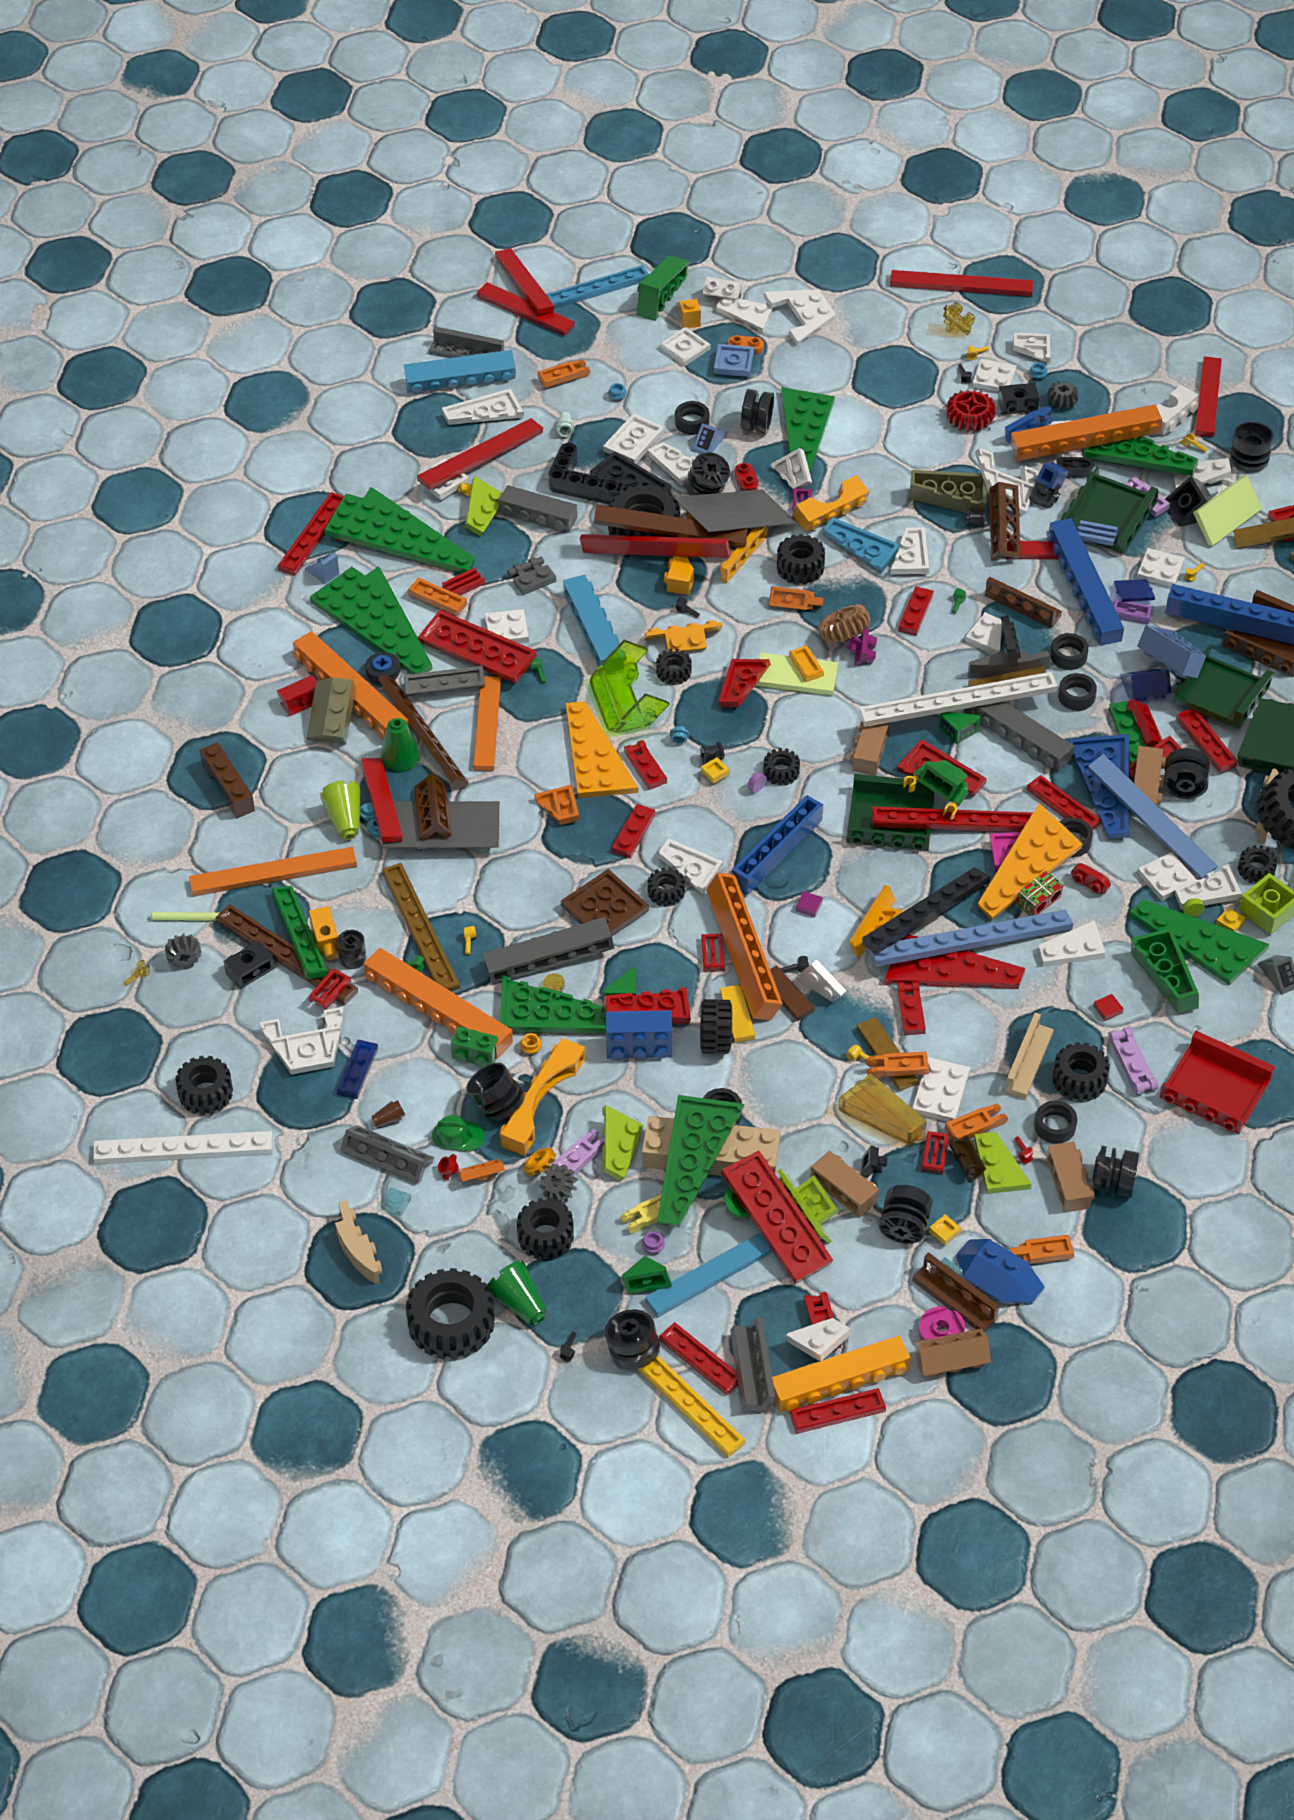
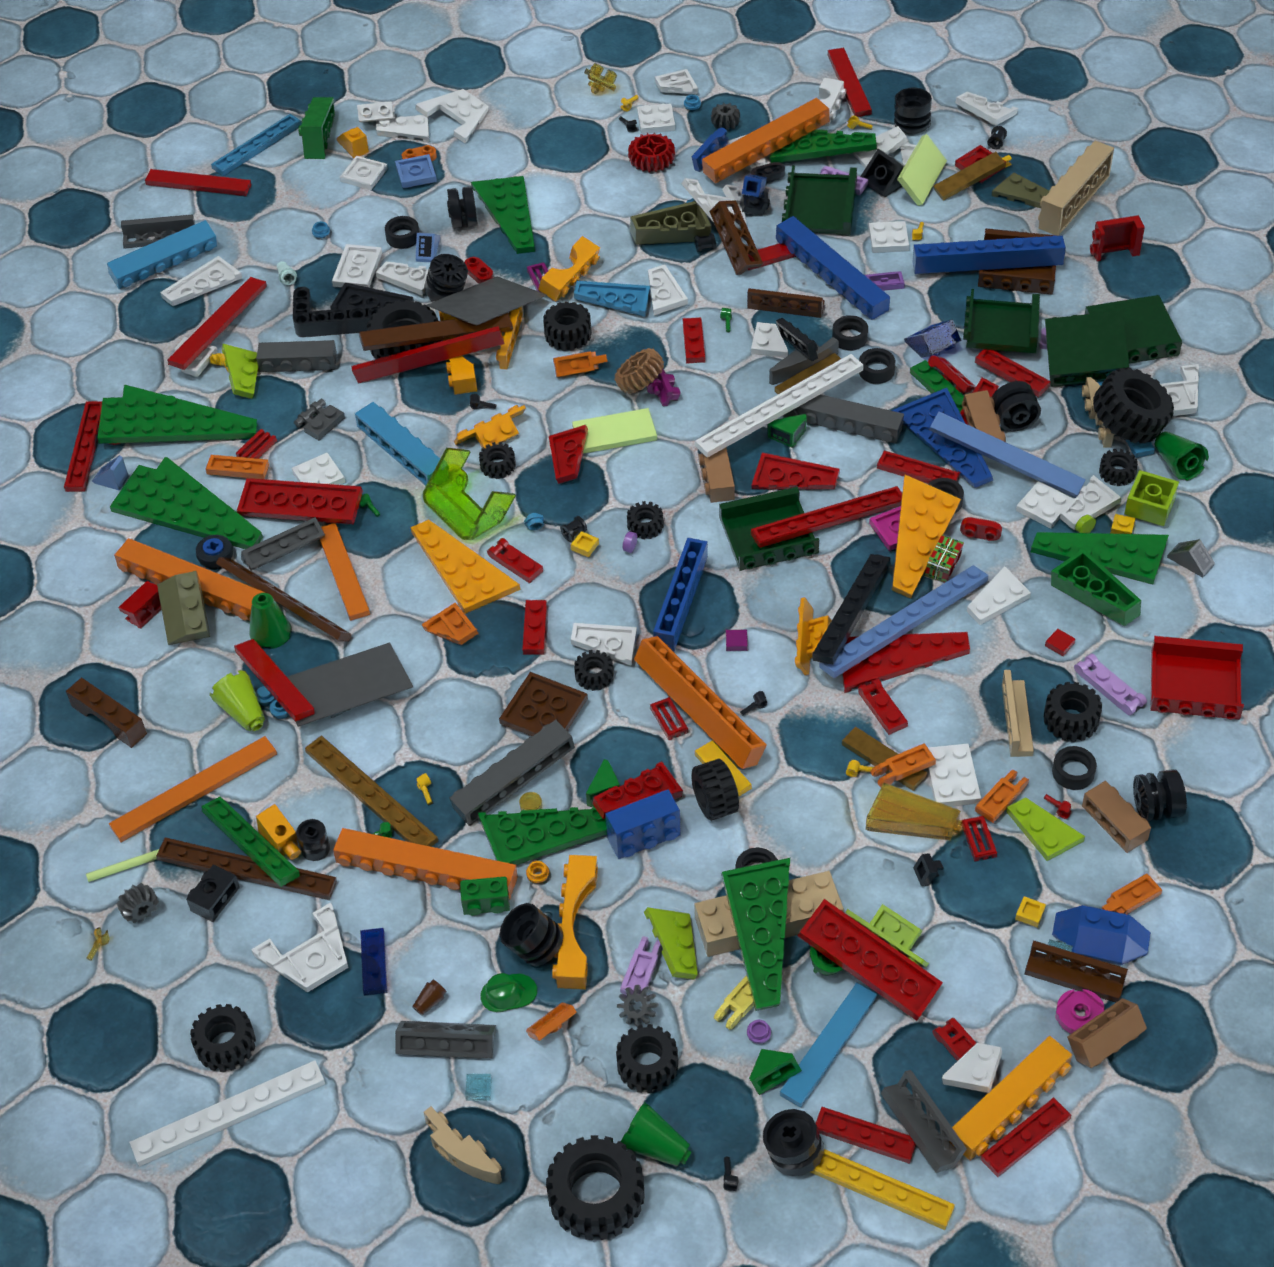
camera: 20 degrees left, 0 degrees up
(338, 989) = (319, 884): red tile -> none
(436, 803) = (331, 665): reddish brown fence -> none
(448, 1166) = (512, 1032): red plate -> none
(524, 281) = (186, 158): red tile -> none
(539, 1161) = (610, 984): light orange gear -> none
(563, 373) = (261, 228): orange hinge -> none
(791, 996) = (776, 740): reddish brown tile -> none
(794, 469) = (520, 249): white wing -> none
(806, 663) = (620, 418): light orange tile -> none
(821, 981) = (788, 710): white wing -> none
(845, 1183) = (914, 901): medium nougat brick -> none
(905, 1214) = (990, 910): black wheel -> none
(942, 779) = (806, 482): green torso -> none
(961, 283) = (585, 49): red tile -> none
(967, 1157) = (1013, 832): dark brown hinge -> none
(1018, 398) = (688, 130): black brick -> none
(1098, 530) = (820, 219): medium blue tile -> none
(1134, 590) = (877, 262): clear blue piece -> none
(1172, 651) = (947, 302): medium blue wedge -> none

